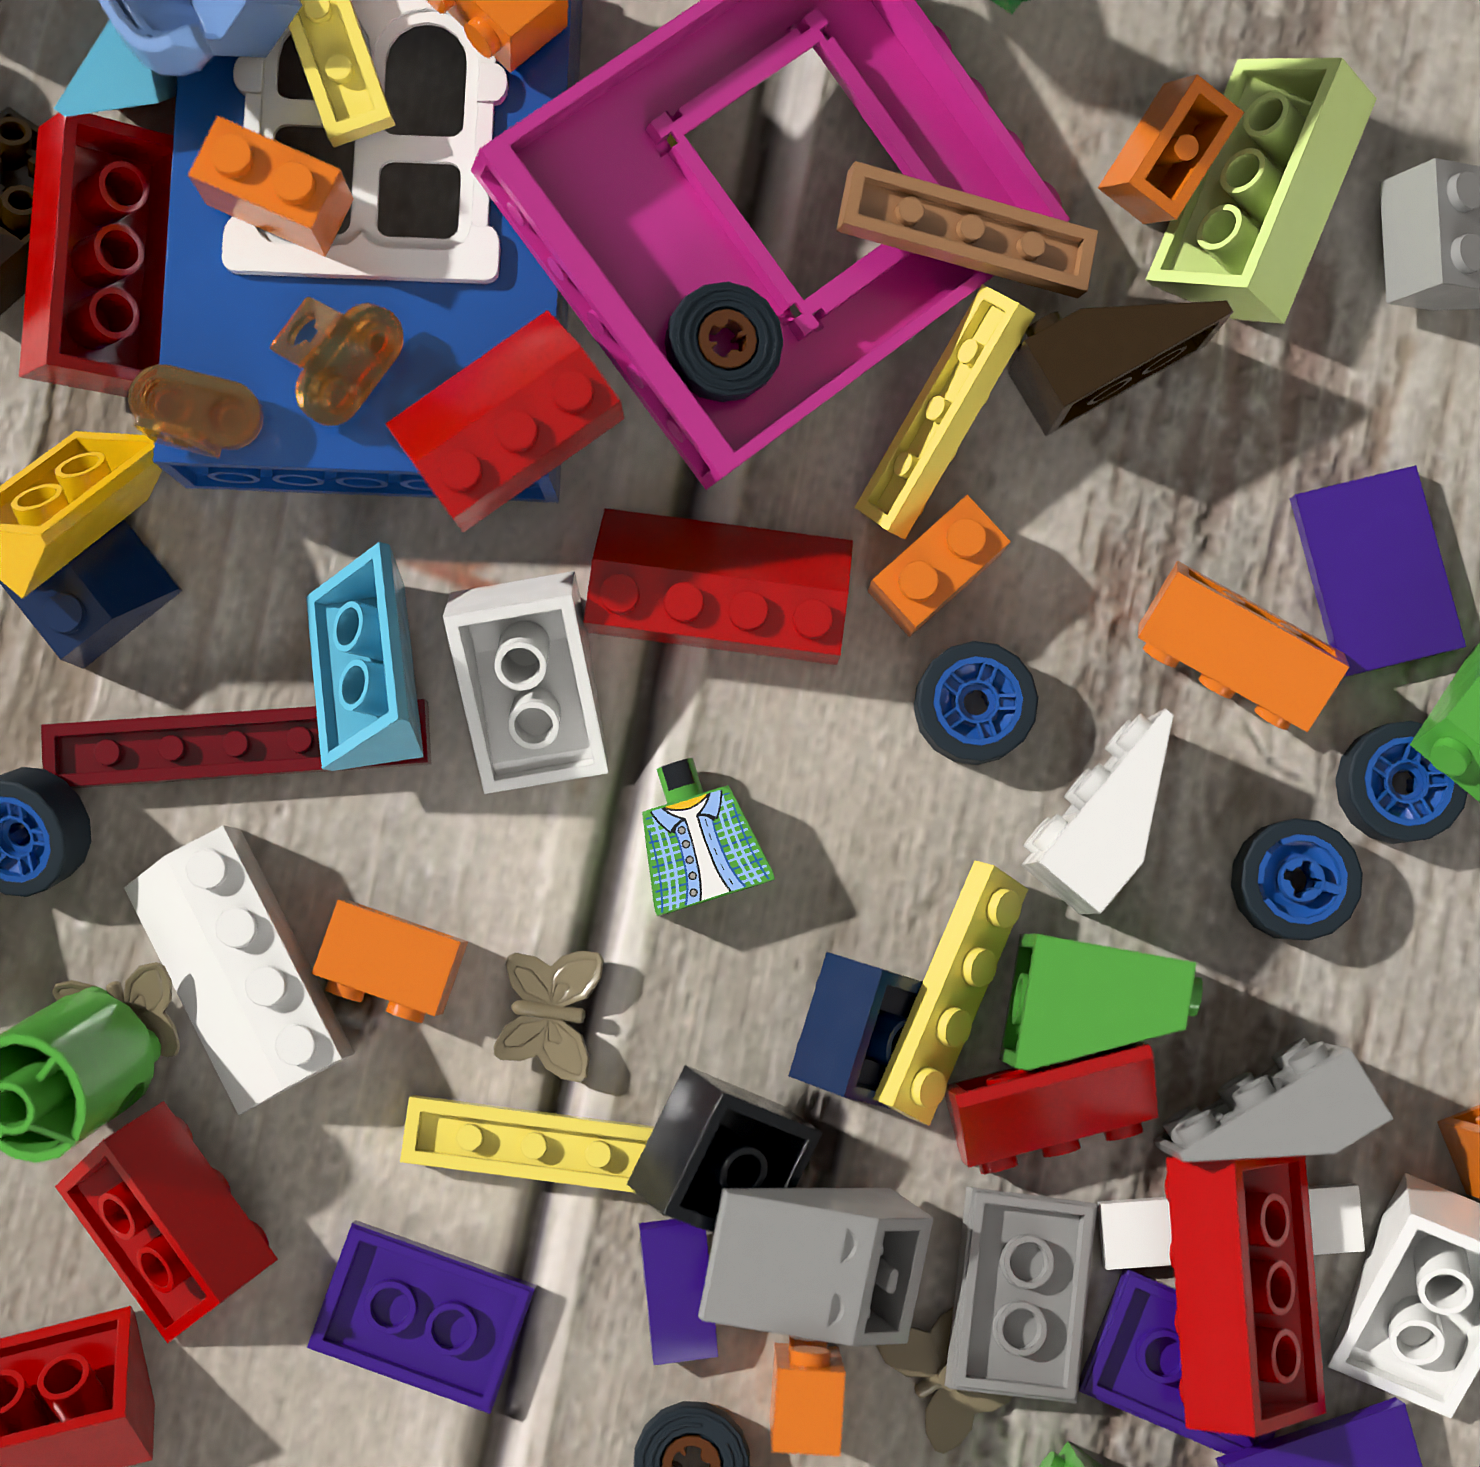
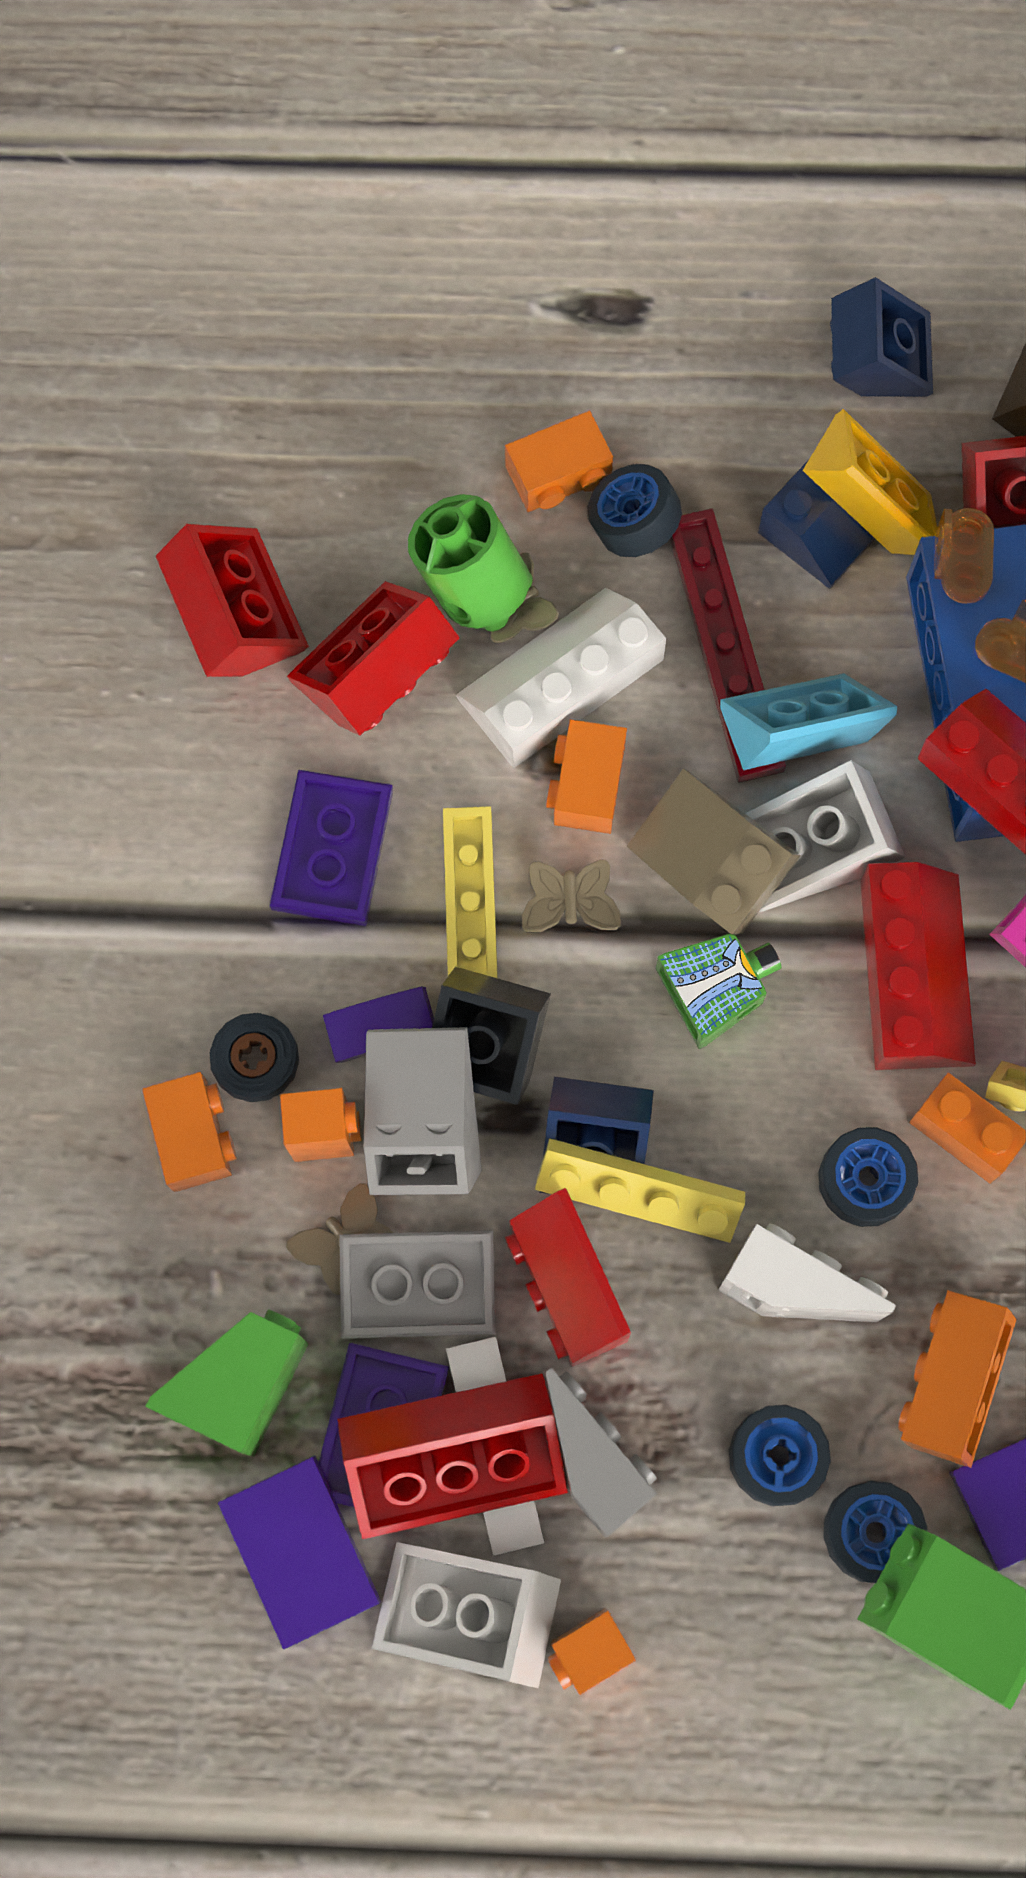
camera: 85 degrees right, 10 degrees down
(527, 819) = (712, 853): none -> dark tan slope
(1091, 999) = (658, 1293): bright green slope -> none

